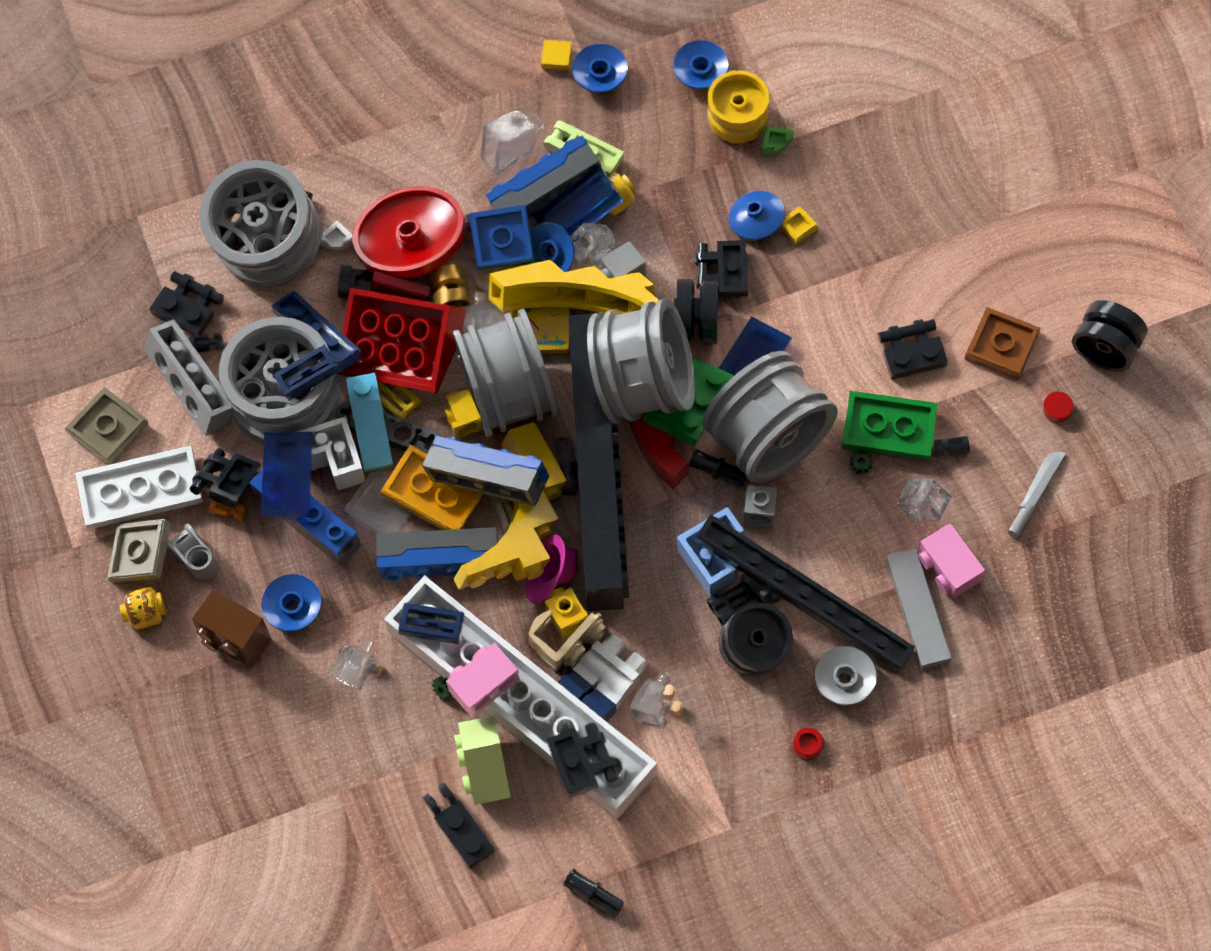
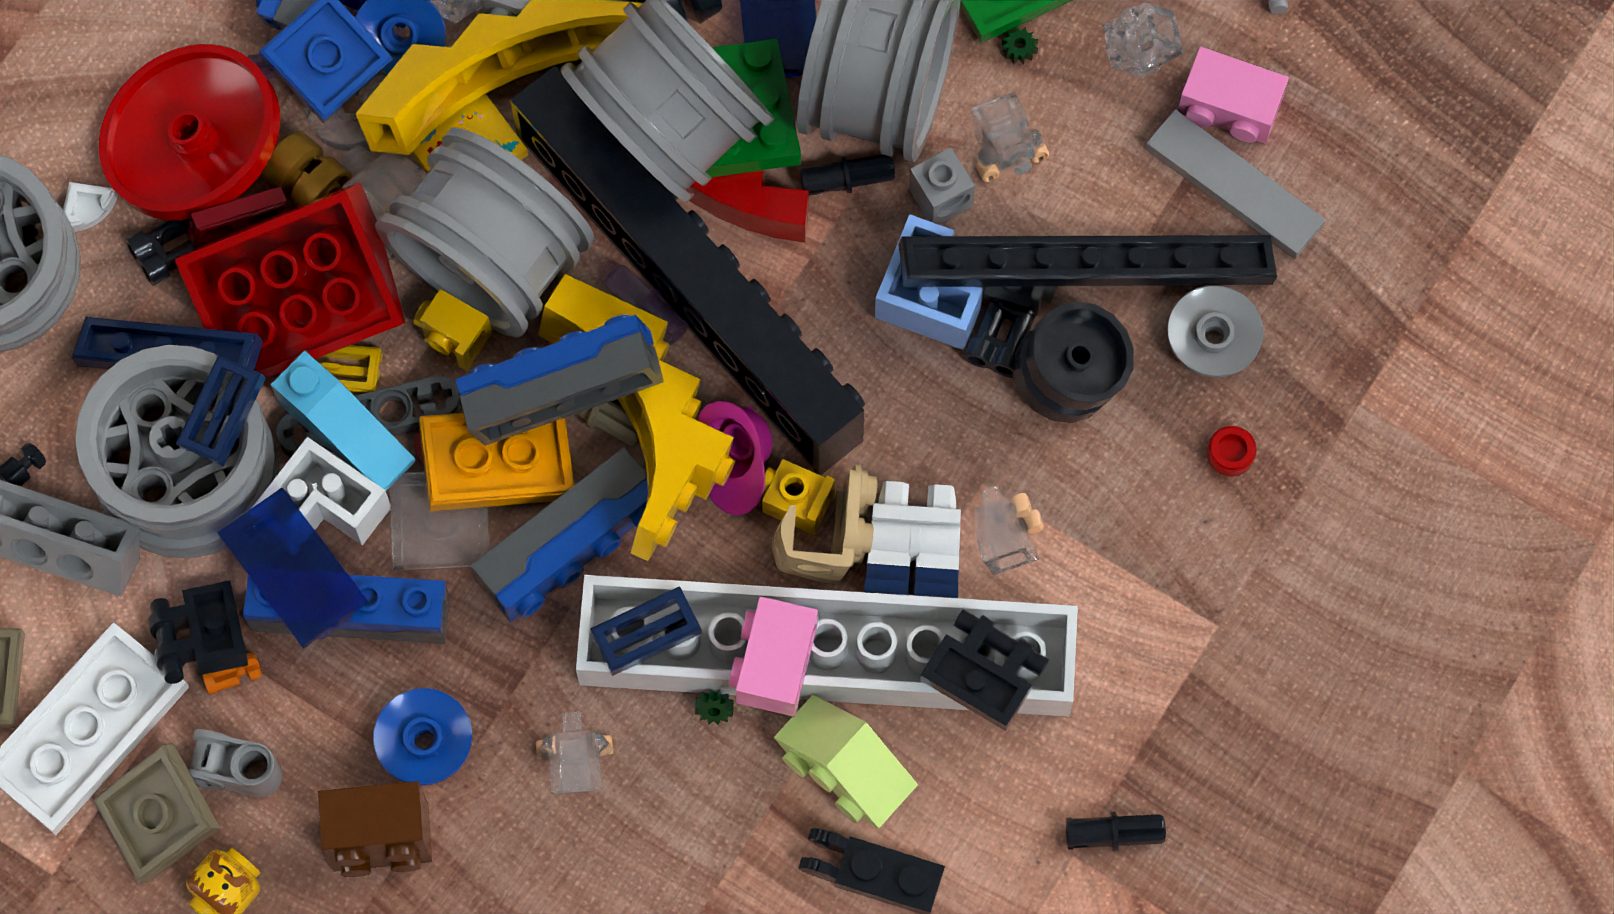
camera: 40 degrees left, 5 degrees up
(814, 503) = (1005, 137): none -> clear piece

